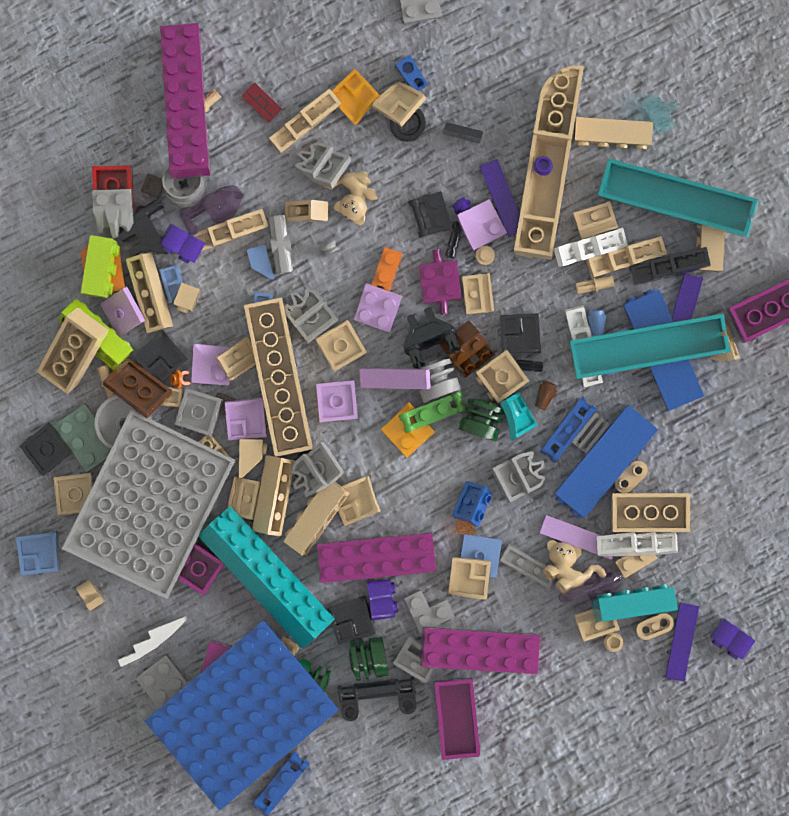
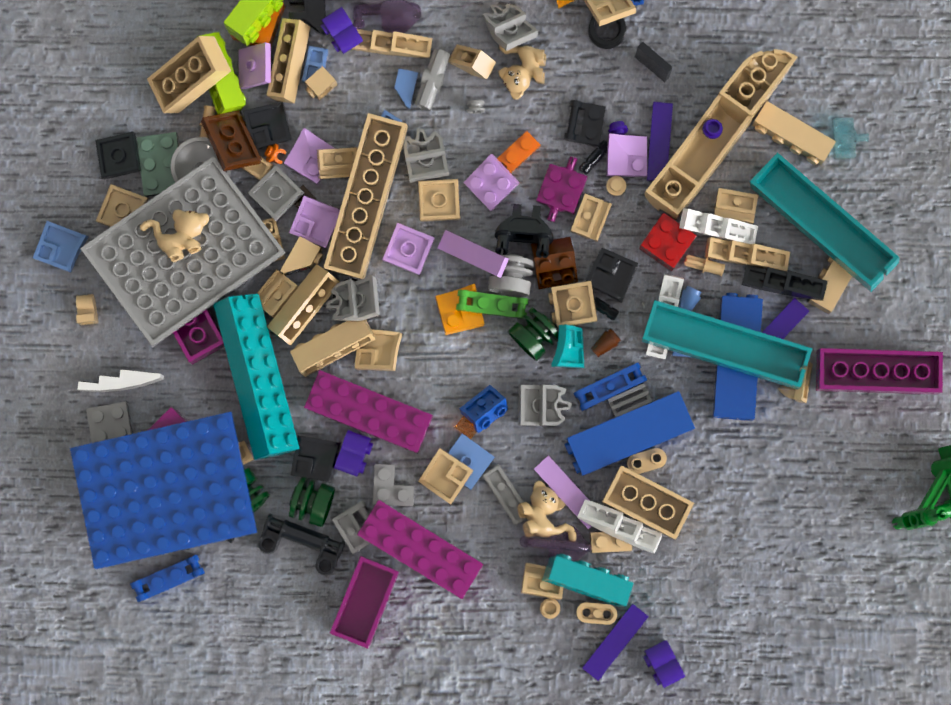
camera: 35 degrees right, 5 degrees down
(142, 482) = (187, 226): none -> tan animal
(553, 282) = (667, 242): none -> red brick

